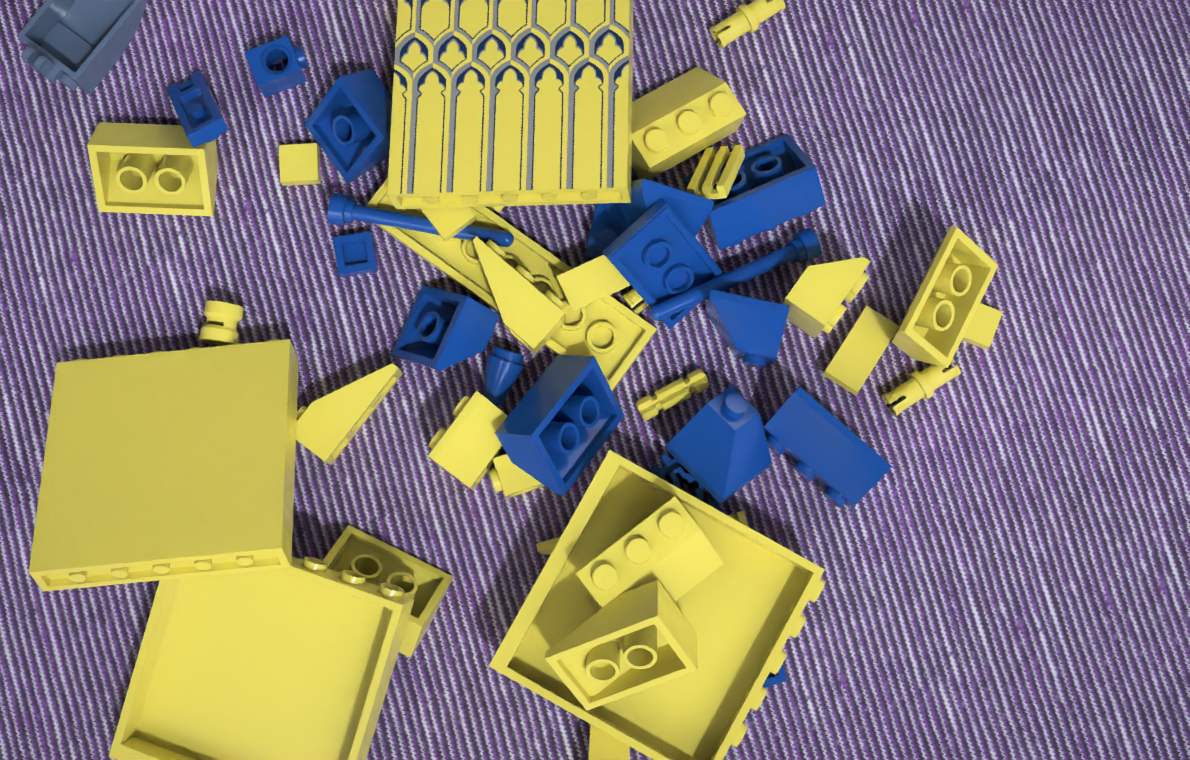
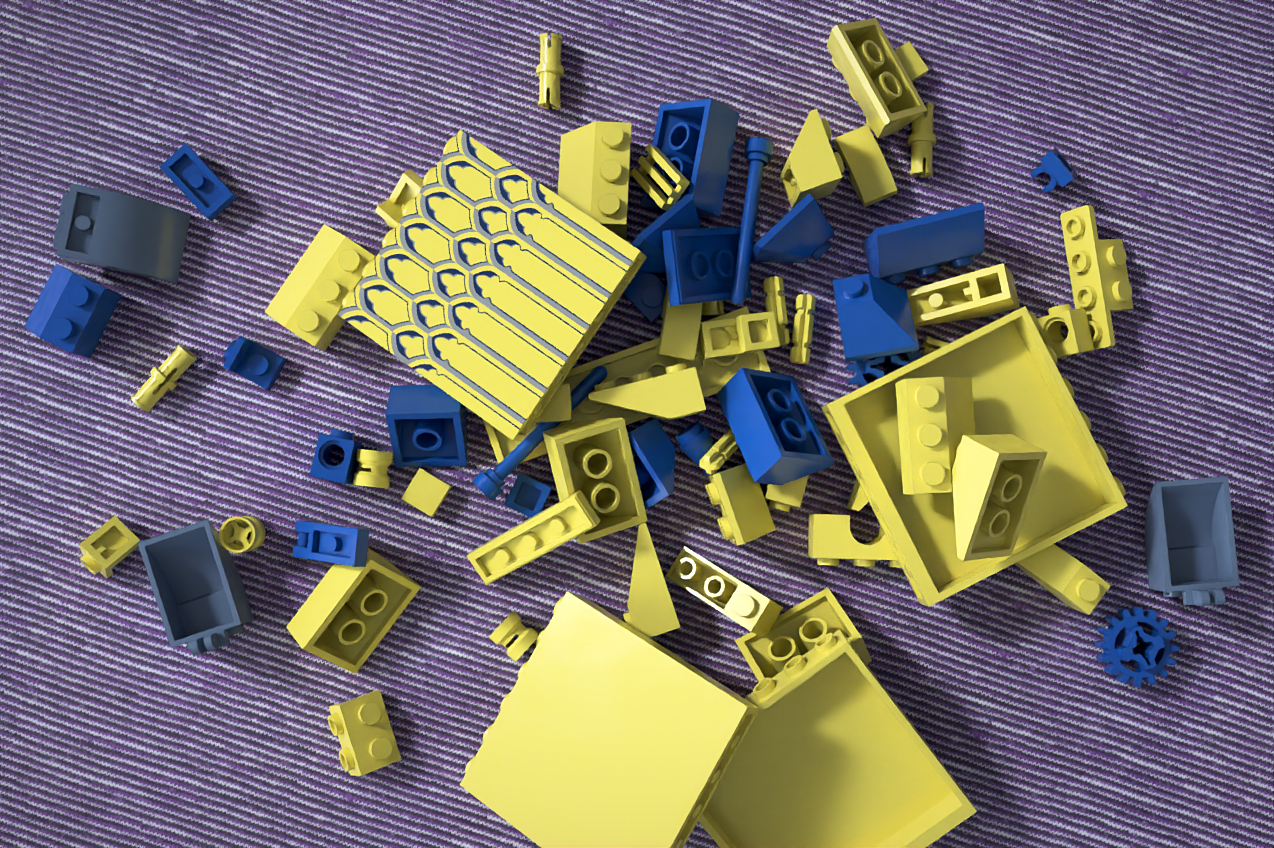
camera: 60 degrees left, 5 degrees up
(49, 253) = (364, 734): none -> light yellow bracket
(153, 24) = (234, 535): none -> light yellow wheel
(288, 103) = (373, 468): none -> light yellow wheel
(318, 278) = (534, 537): none -> light yellow tile
(384, 485) = (724, 592): none -> light yellow slope
(408, 296) = (600, 463): none -> light yellow slope
(496, 550) = (832, 540): none -> light yellow arch
(502, 391) = (719, 453): none -> light yellow axle
(623, 337) = (738, 335): none -> light yellow slope
(672, 359) = (776, 302): none -> light yellow axle
(802, 519) = (964, 297): none -> light yellow slope
(834, 633) = (1079, 334): none -> light yellow brick
(909, 631) = (1096, 273): none -> light yellow bracket
(983, 524) = (1057, 168): none -> blue tile

